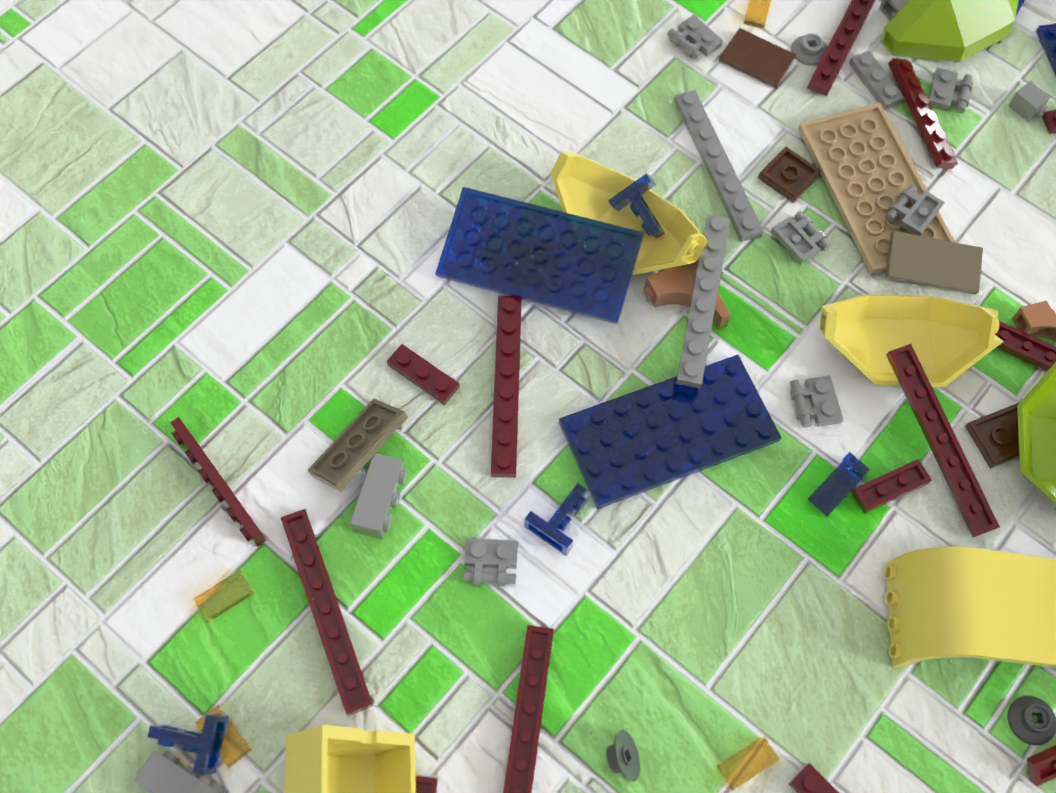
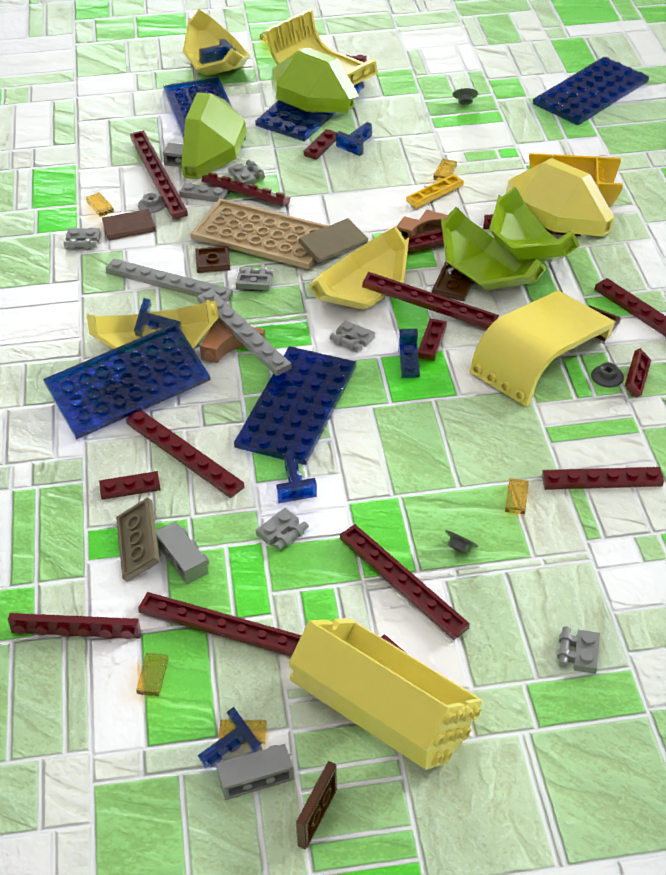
camera: 45 degrees left, 20 degrees down
(920, 215) = (301, 223): light grey plate -> none
(1029, 101) = (291, 151): light grey brick -> none

